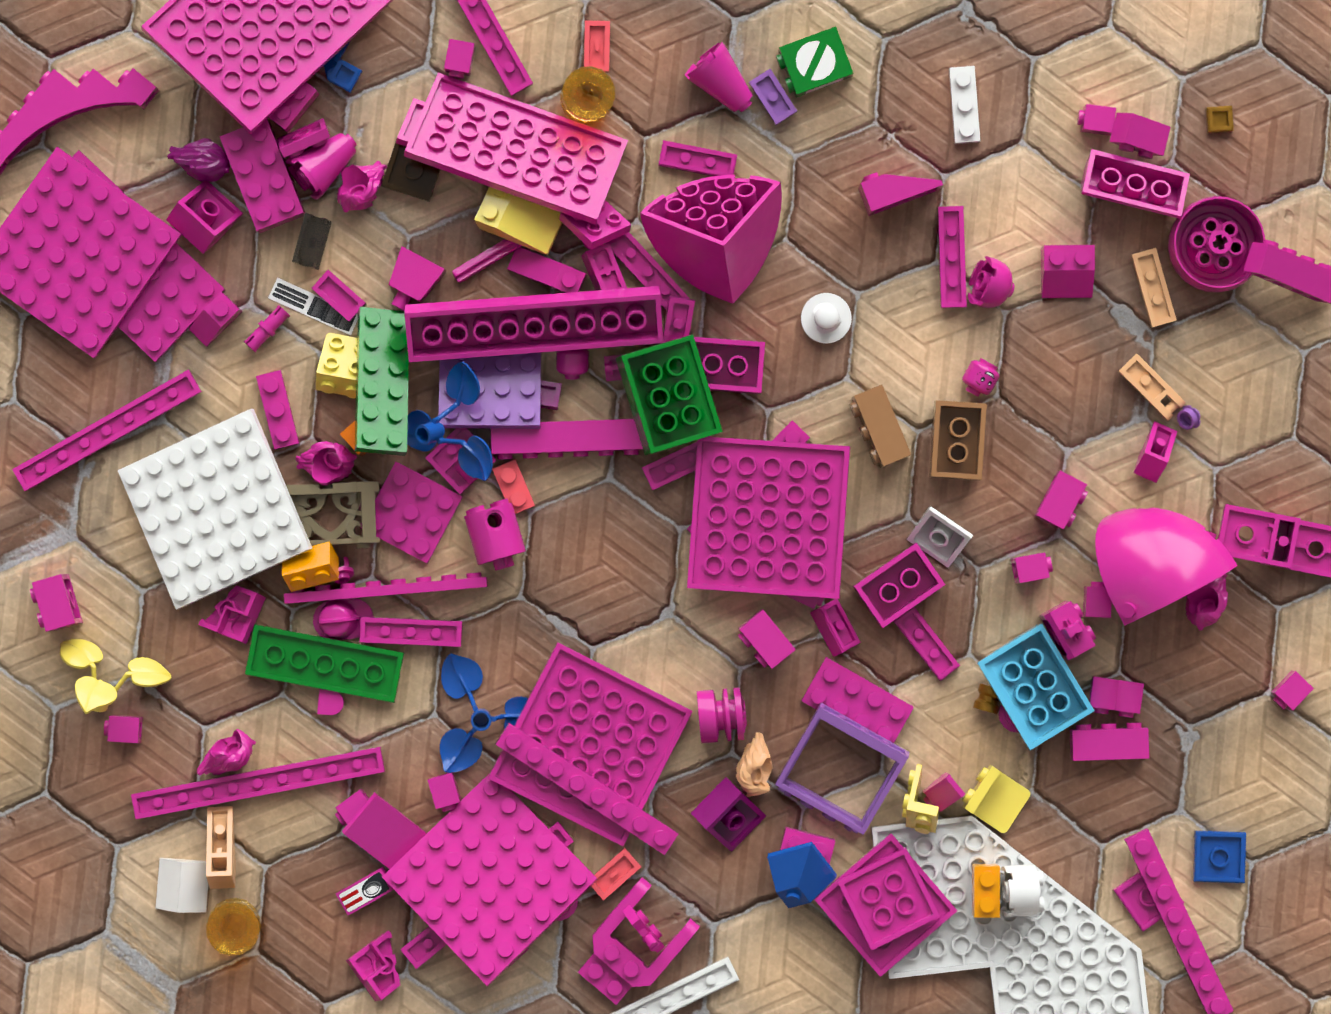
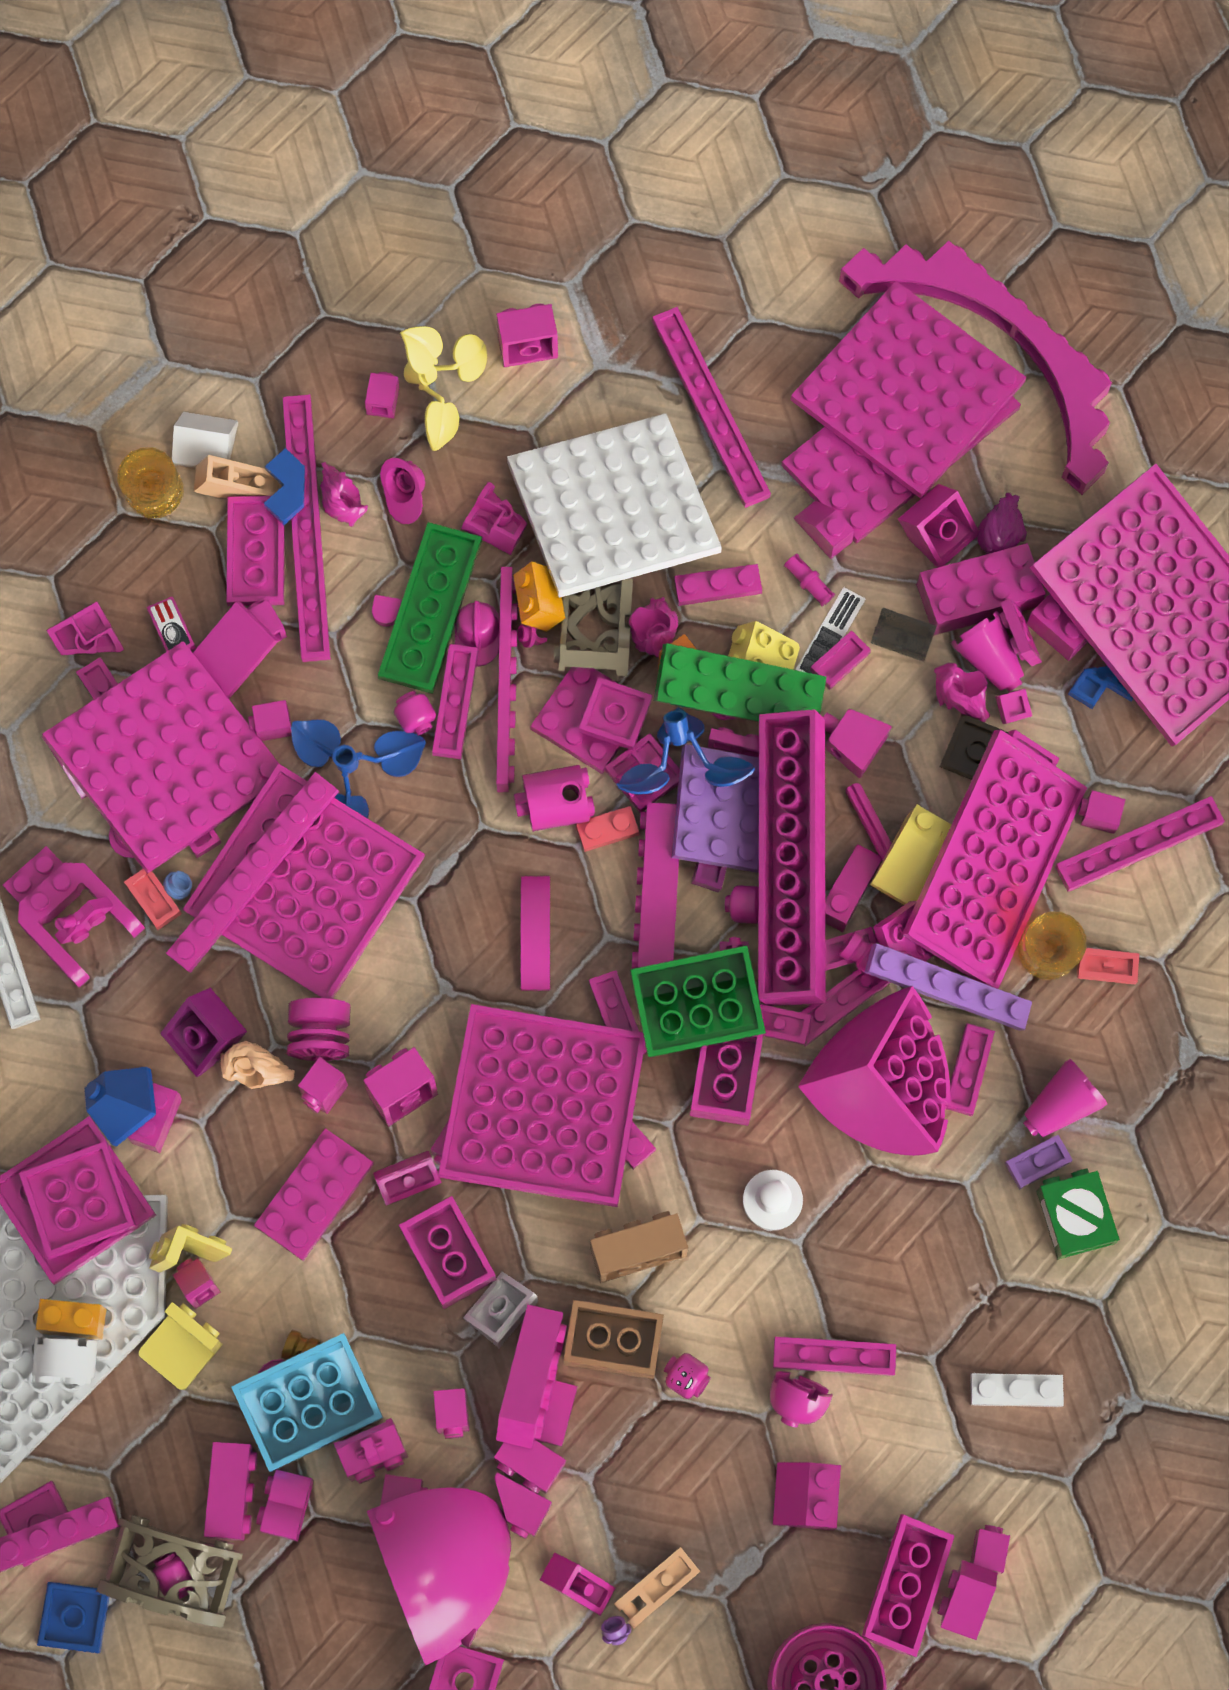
camera: 95 degrees right, 15 degrees down
(216, 699) = (403, 489): none -> dark pink piece
(235, 799) = (290, 497): none -> blue tile
(285, 825) = (254, 552): none -> dark pink plate
(369, 140) = (1013, 706): none -> dark pink plate
(412, 488) = (615, 713): none -> dark pink plate
(424, 390) = (726, 740): none -> dark pink plate
(426, 665) = (414, 713): none -> dark pink head
(601, 853) = (177, 885): none -> medium blue plate
(611, 260) = (856, 950): none -> dark pink wheel
(612, 540) = (535, 933): none -> dark pink slope
(633, 182) = (948, 987): none -> medium lavender plate
(769, 706) = (322, 1086): none -> dark pink brick
(861, 733) = (276, 1190): medium lavender window -> none
(893, 190) = (917, 1284): dark pink slope -> none
(926, 643) = (376, 1283): dark pink tile -> none
(996, 505) = (531, 1377): none -> dark pink brick
(1019, 483) = (558, 1413): none -> dark pink tile
(1099, 503) = (521, 1506): none -> dark pink slope
(1153, 287) = (779, 1601): light nougat plate -> none
(1179, 779) = (170, 1571): none -> dark pink head
(1196, 814) = (196, 1608): none -> dark tan fence
(1207, 603) = (386, 1630): dark pink hair -> none

